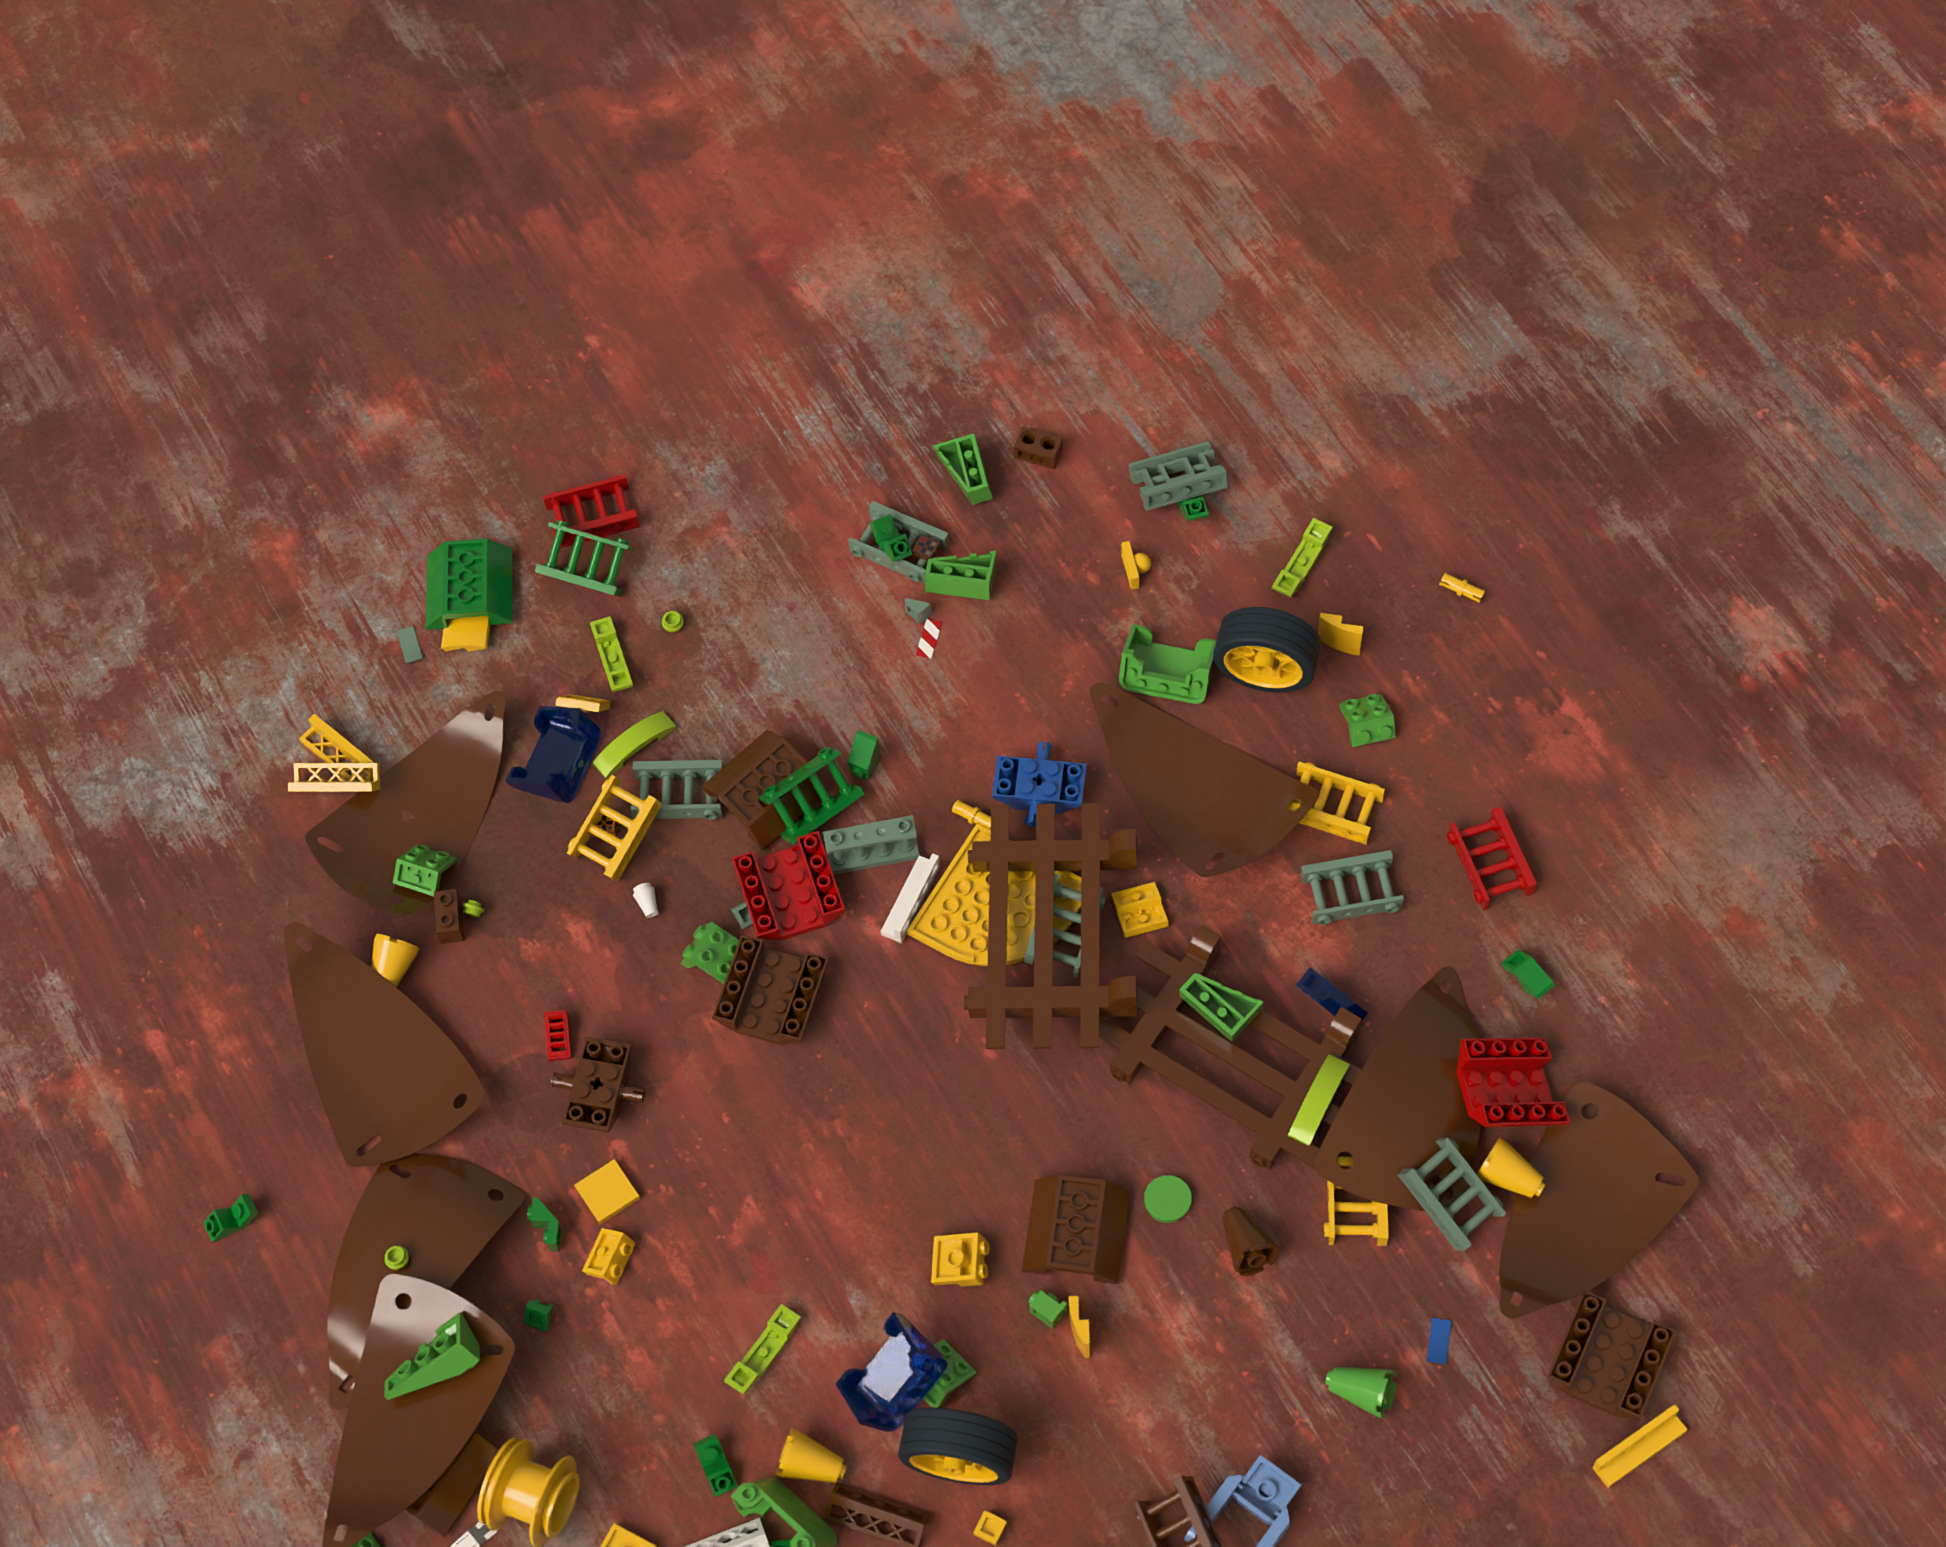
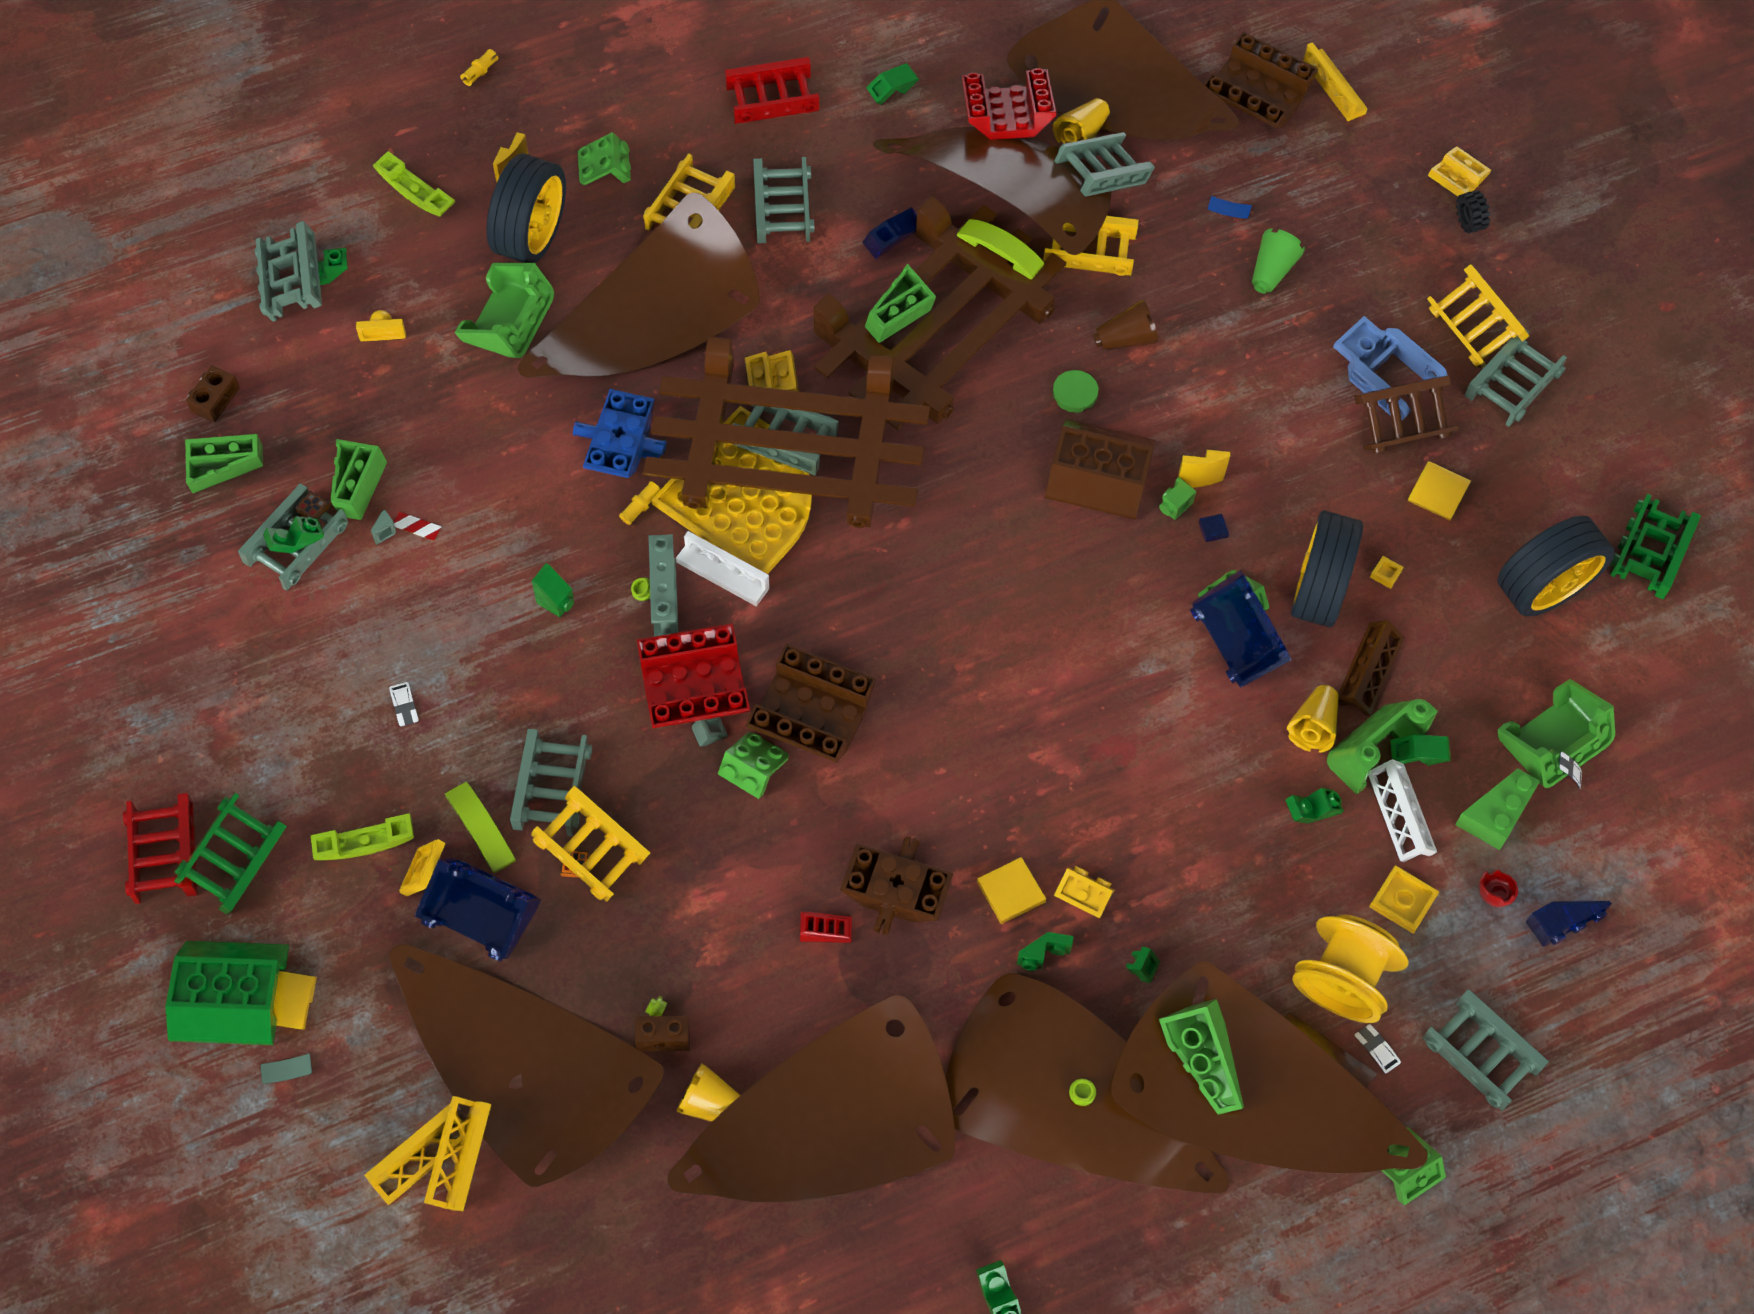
camera: 90 degrees left, 0 degrees up
(421, 869) = (600, 1055): bright green bracket -> none
(646, 898) = (676, 825): white cone -> none
(672, 621) = (332, 773): lime plate -> none
(746, 777) = (566, 689): reddish brown slope -> none
(747, 663) = (403, 704): none -> sticker
(764, 1351) = (1199, 753): lime slope -> none
(830, 804) = (605, 634): green fence -> none
(959, 1259) = (1122, 567): yellow plate -> none
(1022, 1349) = (1213, 528): none -> clear blue tile

